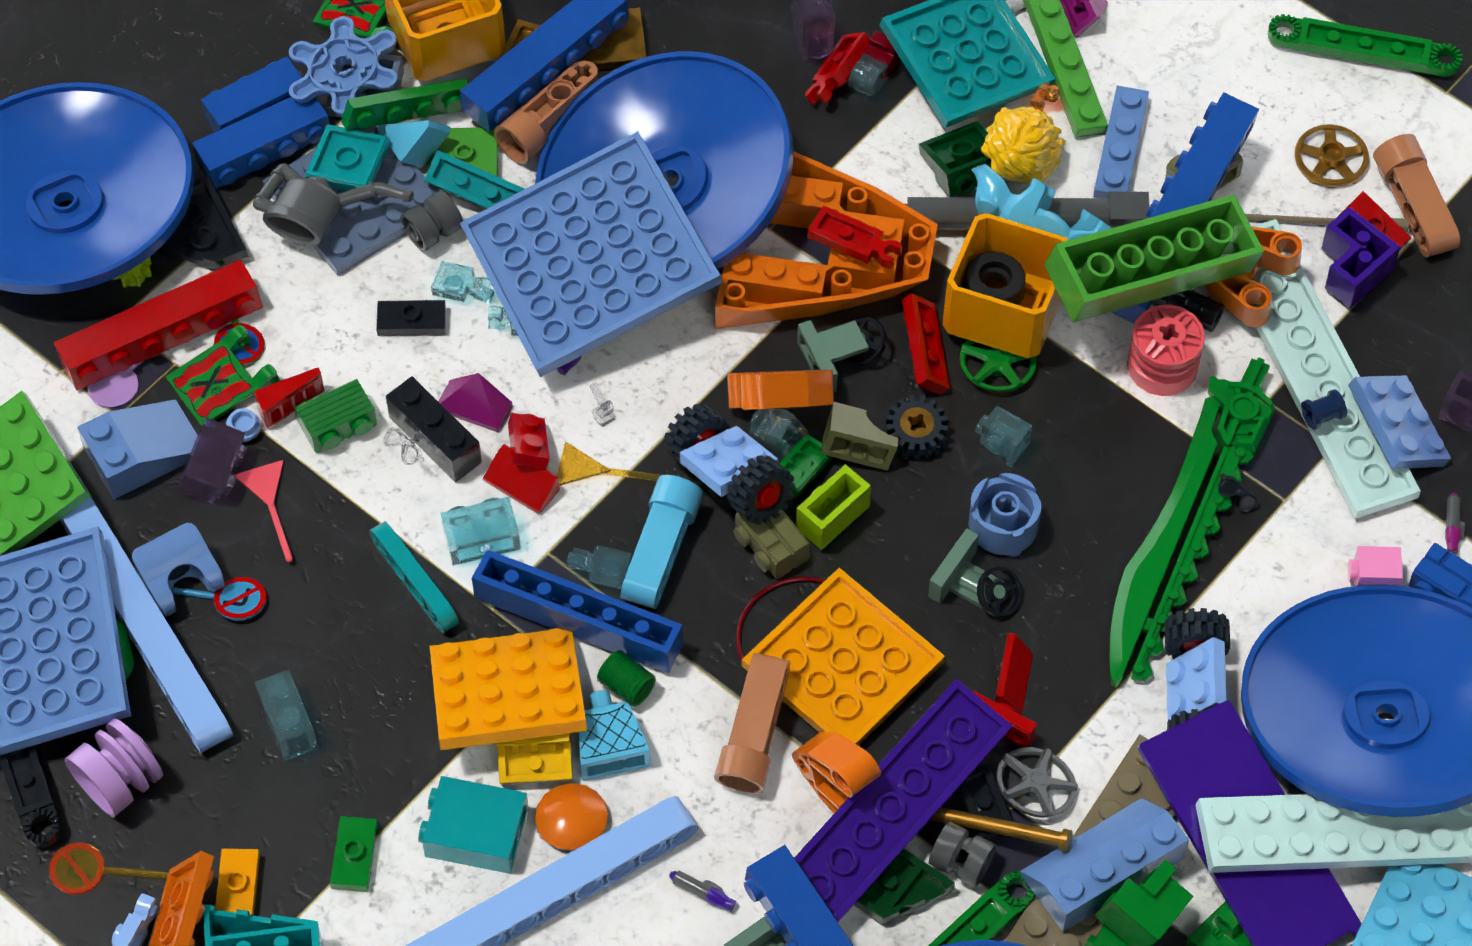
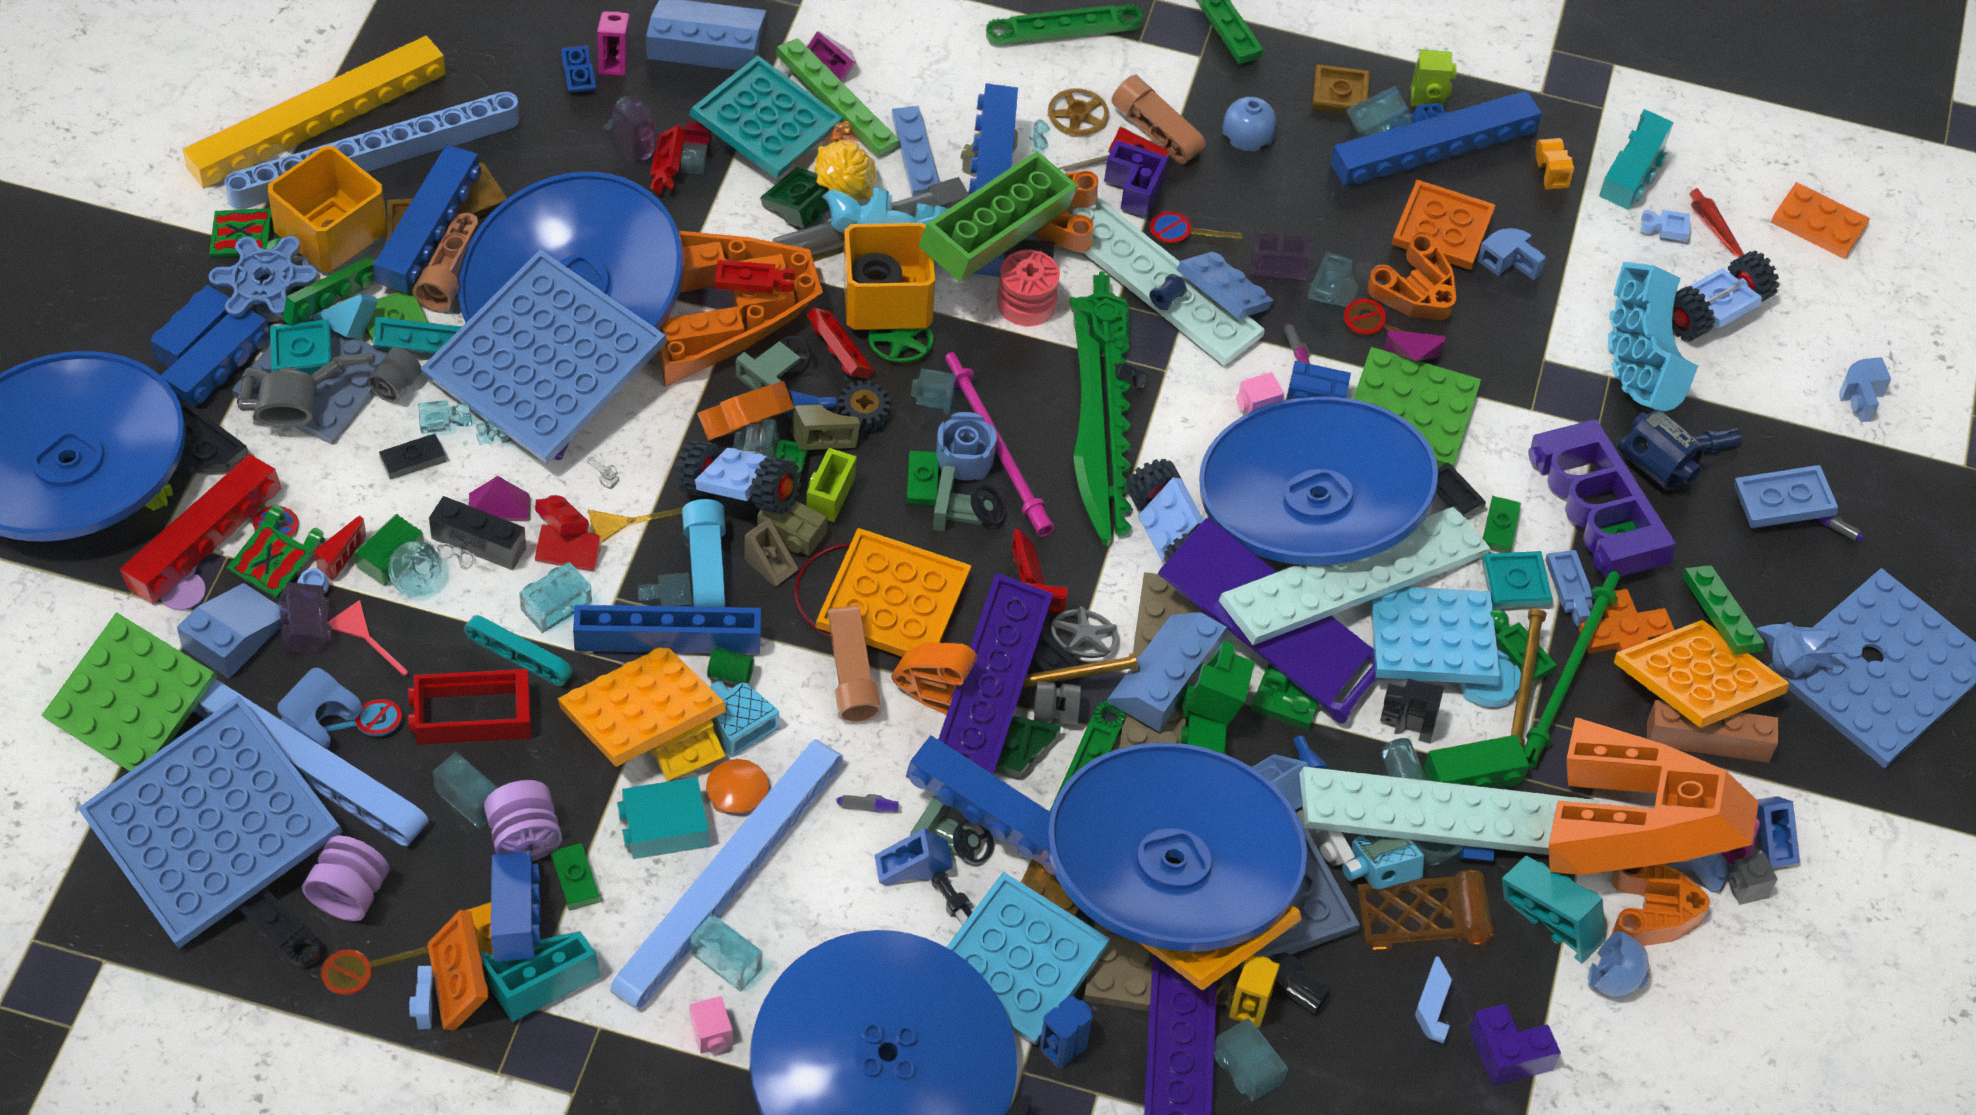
camera: 30 degrees left, 5 degrees down
(264, 866) = (513, 906): none -> blue brick
(321, 773) = (523, 819): none -> lavender wheel
(333, 441) = (403, 572): none -> clear light blue piece
(393, 611) = (469, 685): none -> red window
(729, 562) = (768, 553): none -> dark tan slope
(850, 396) = (805, 399): none -> blue cone
(942, 531) = (922, 478): none -> green plate
(1048, 612) = (1033, 507): none -> dark pink bar
(1268, 176) = (1038, 140): none -> clear light blue piece
(1378, 330) = (1175, 228): none -> piece

